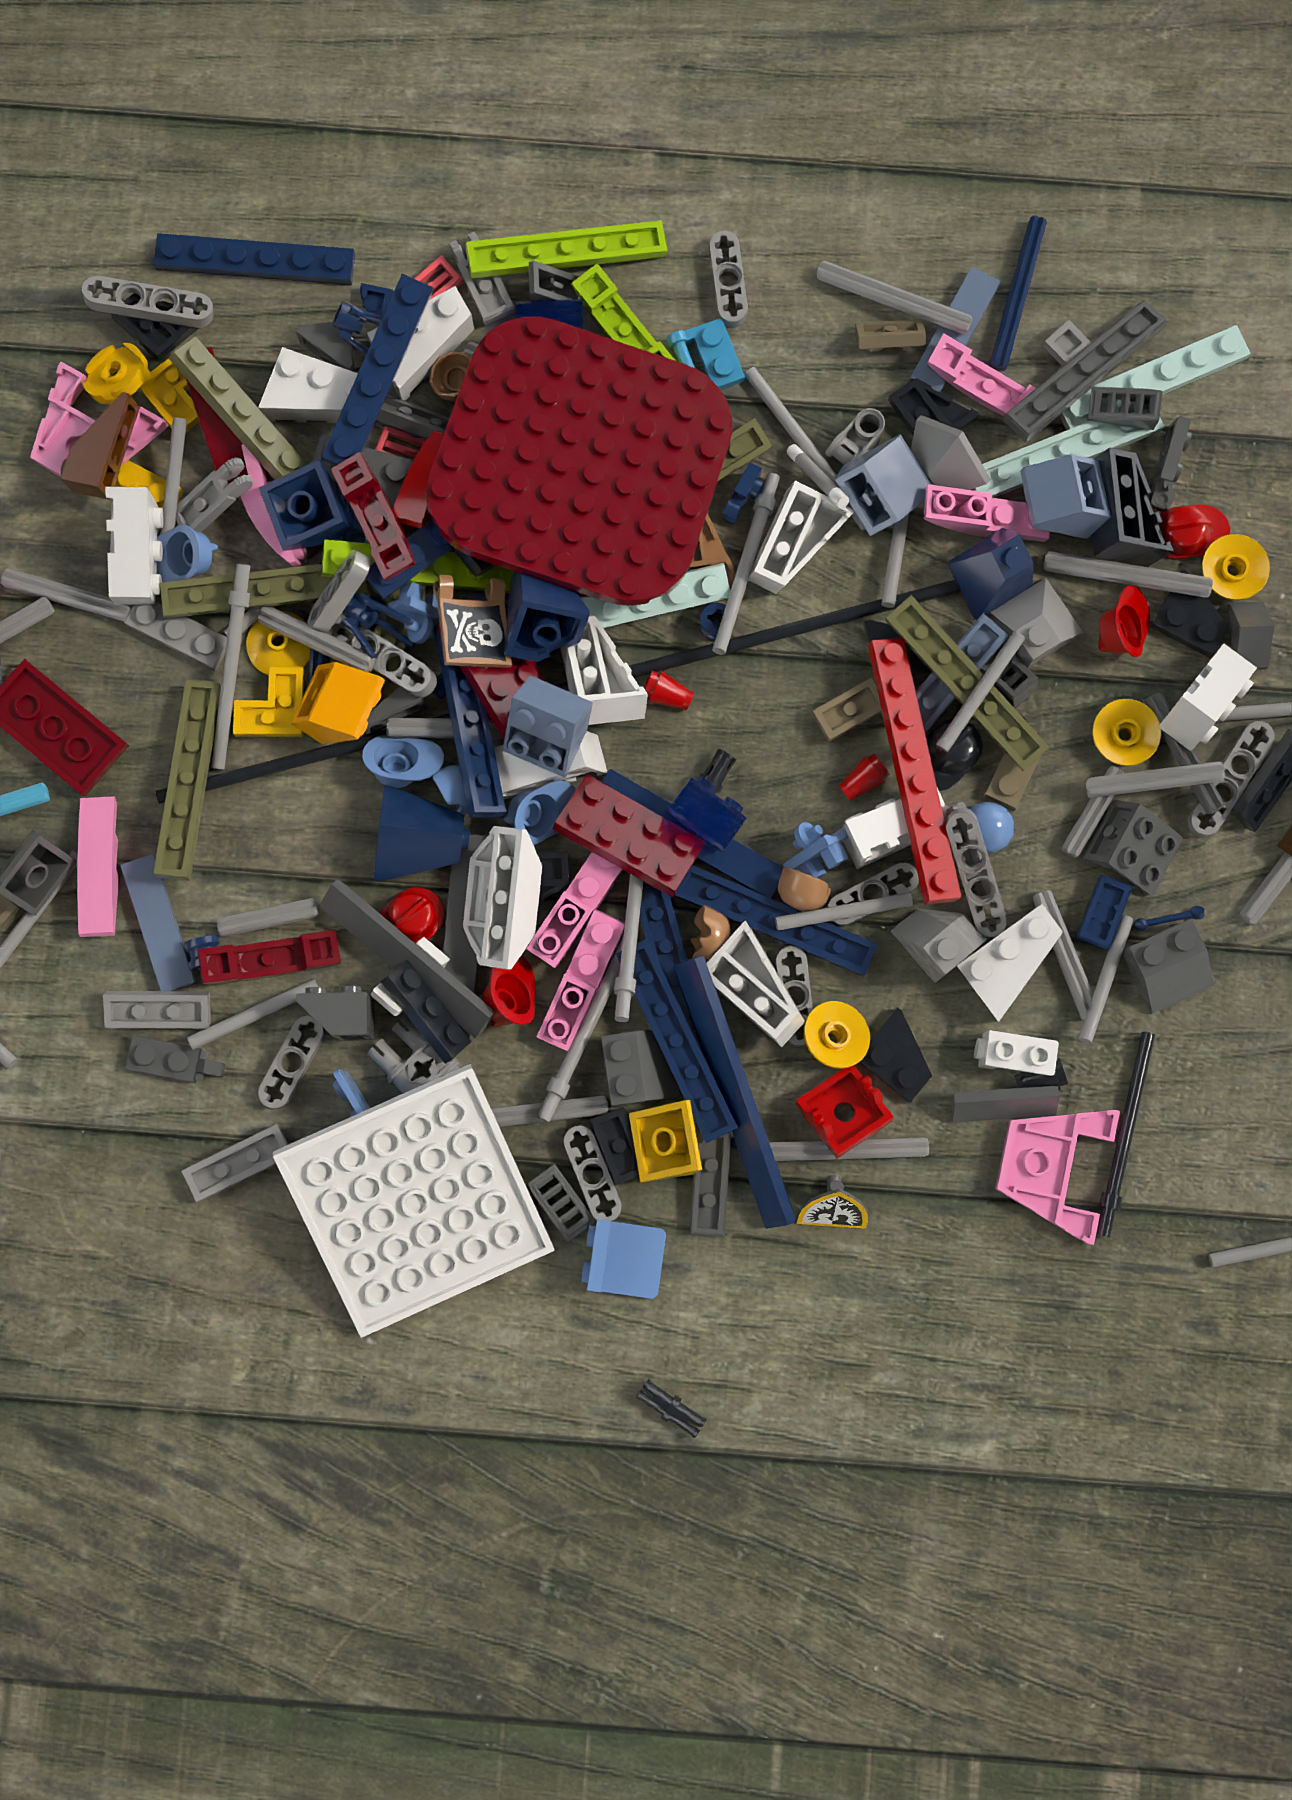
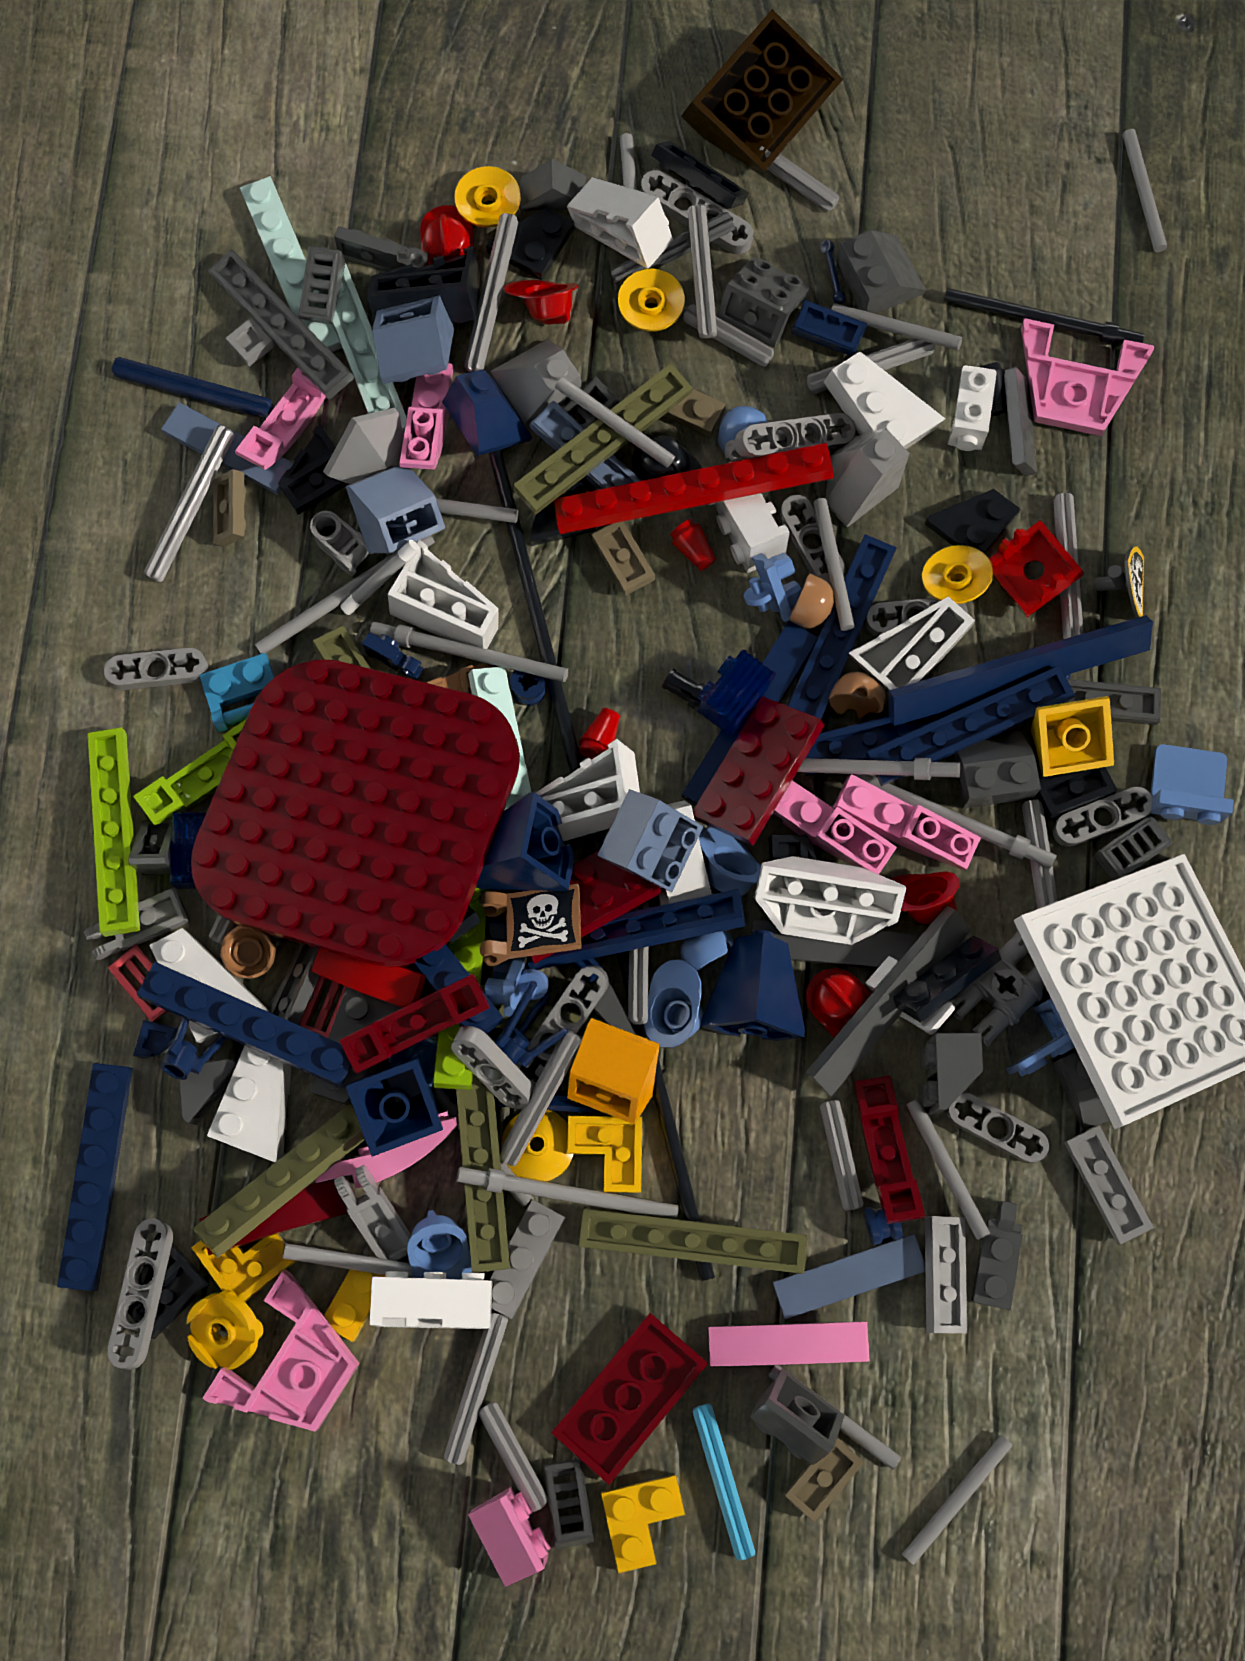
camera: 85 degrees left, 5 degrees down
(101, 449) = (321, 1344): reddish brown slope -> none

